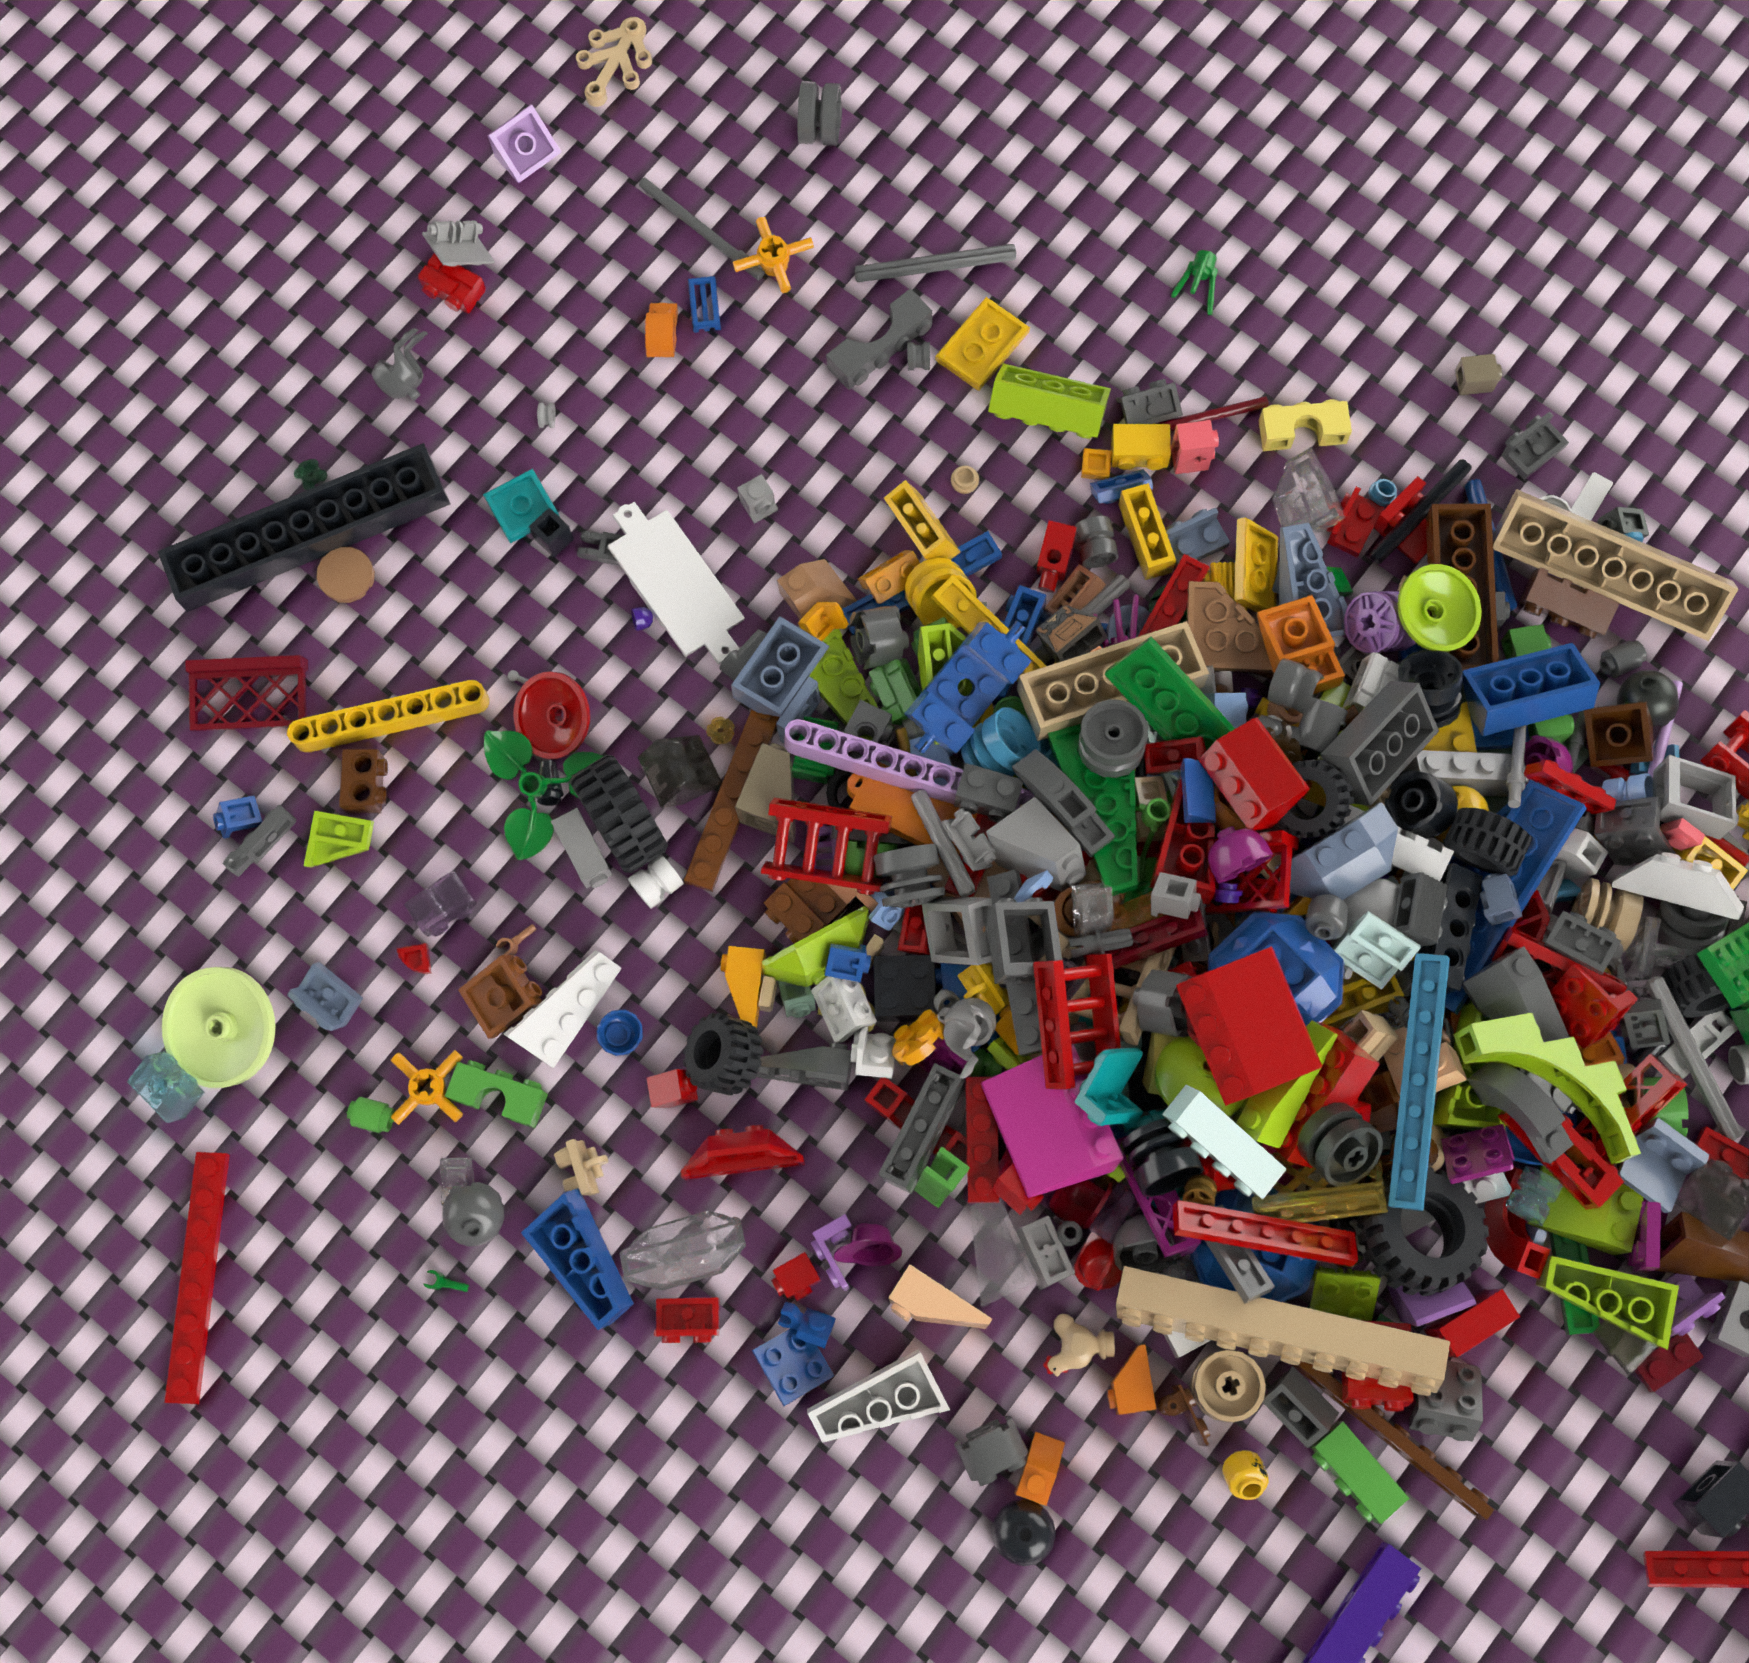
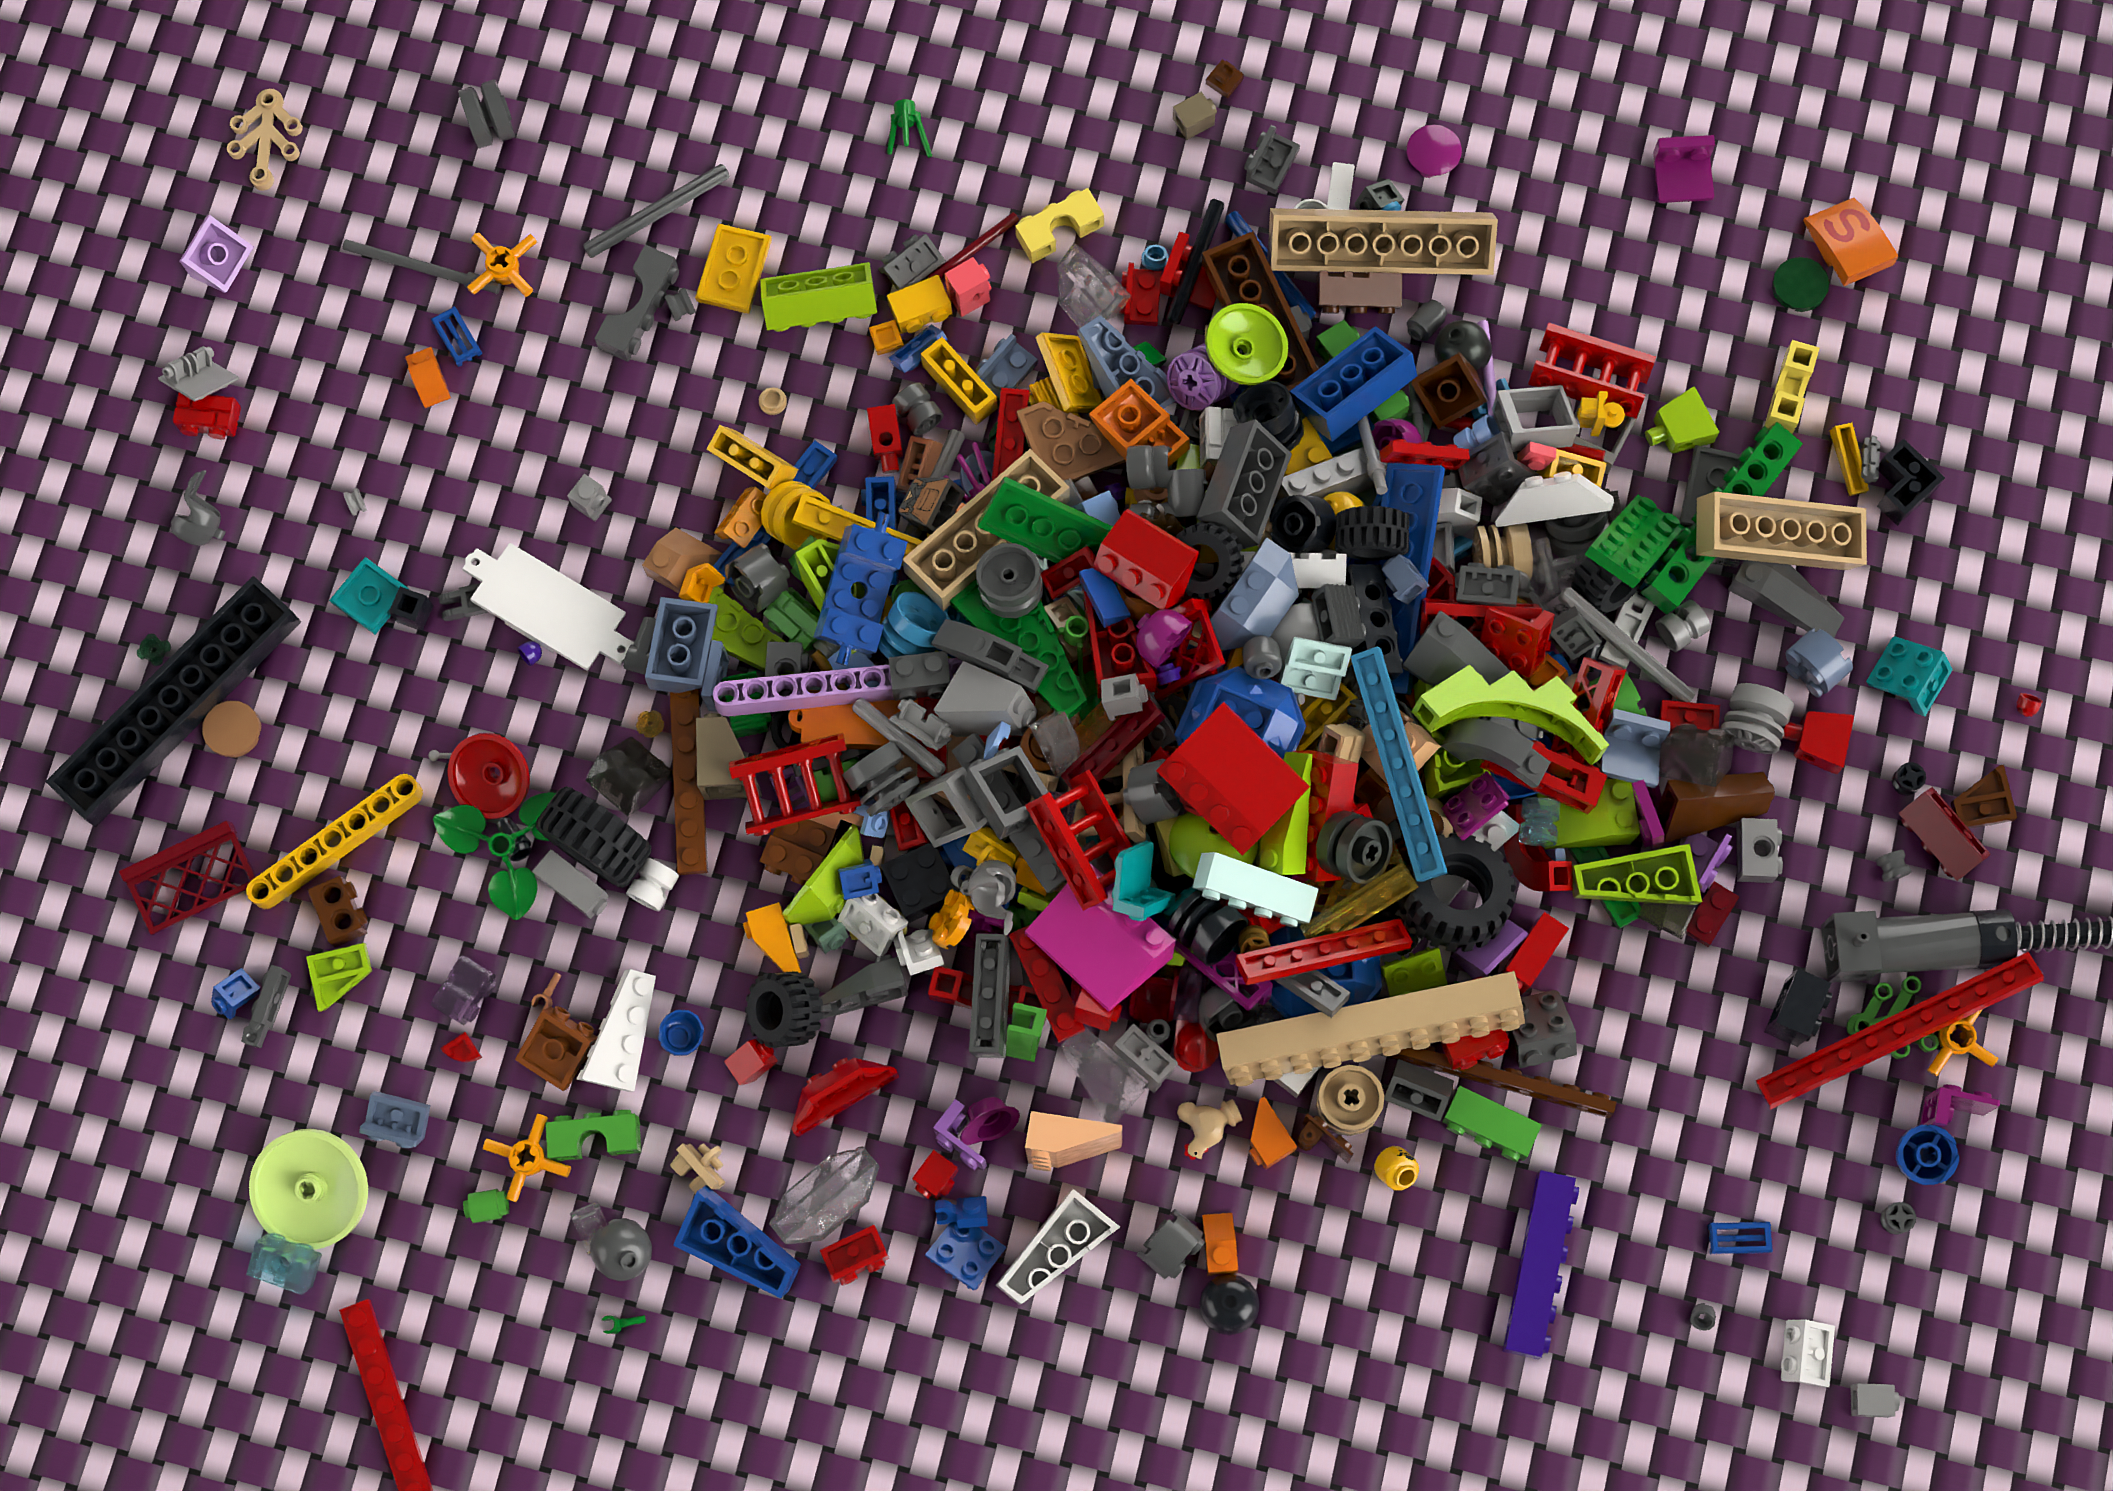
camera: 25 degrees left, 0 degrees up
(1101, 942) = (1076, 763): dark grey axle -> none
(1521, 352) = (1224, 78): none -> reddish brown tile
(1697, 499) = (1434, 150): none -> magenta dish

